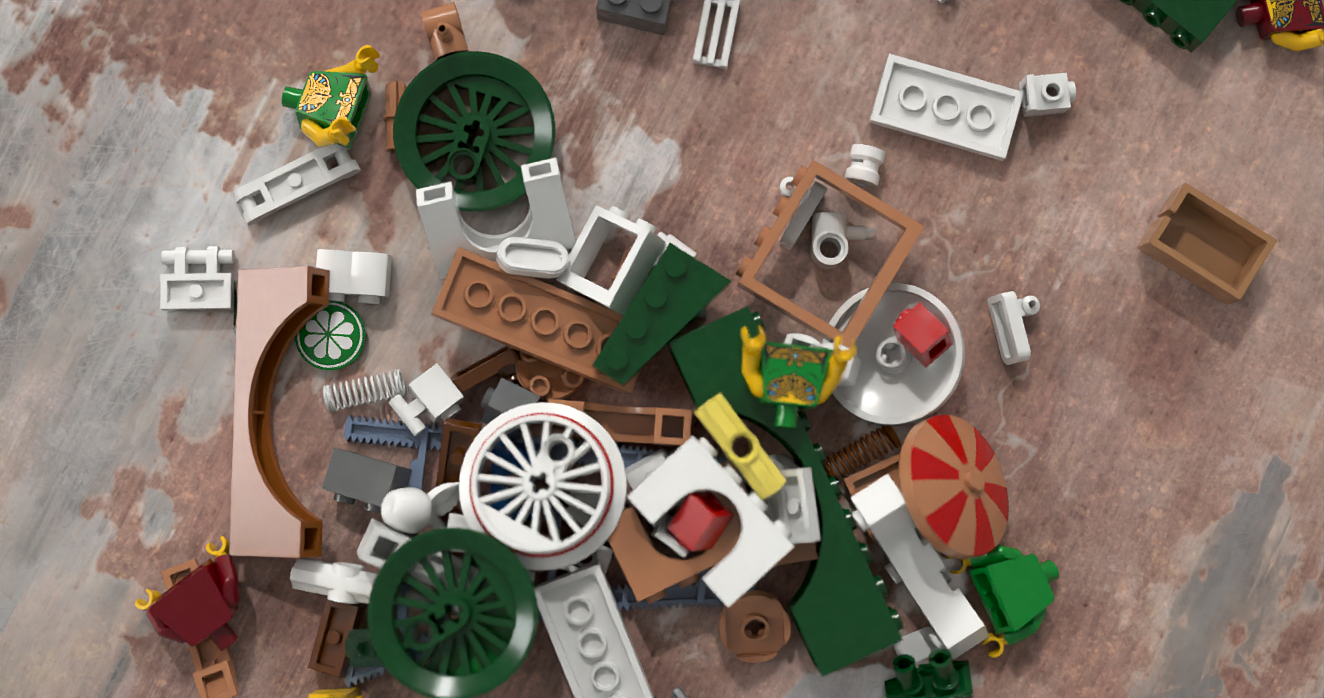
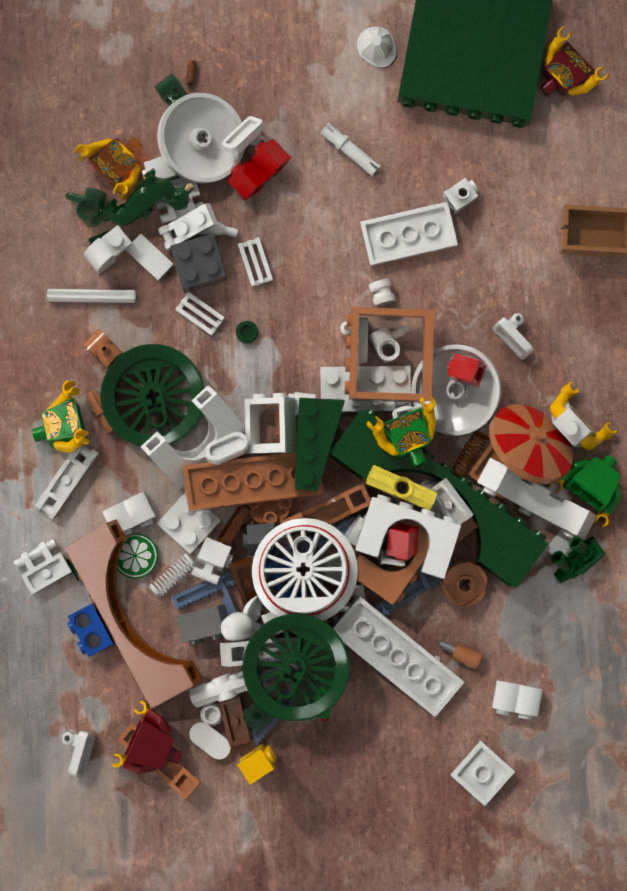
camera: 30 degrees left, 0 degrees up
(104, 561) = (83, 746): none -> white piece
(198, 401) = (95, 627): none -> blue brick
(287, 643) = (209, 740): none -> white tile
(308, 608) = (211, 714): none -> white plate
(422, 337) = (188, 527): none -> white plate
(590, 32) = (184, 302): none -> white tile
(651, 118) = (246, 332): none -> dark green tile
(779, 272) = (369, 379): none -> white plate
(1028, 494) = (572, 423): none -> torso

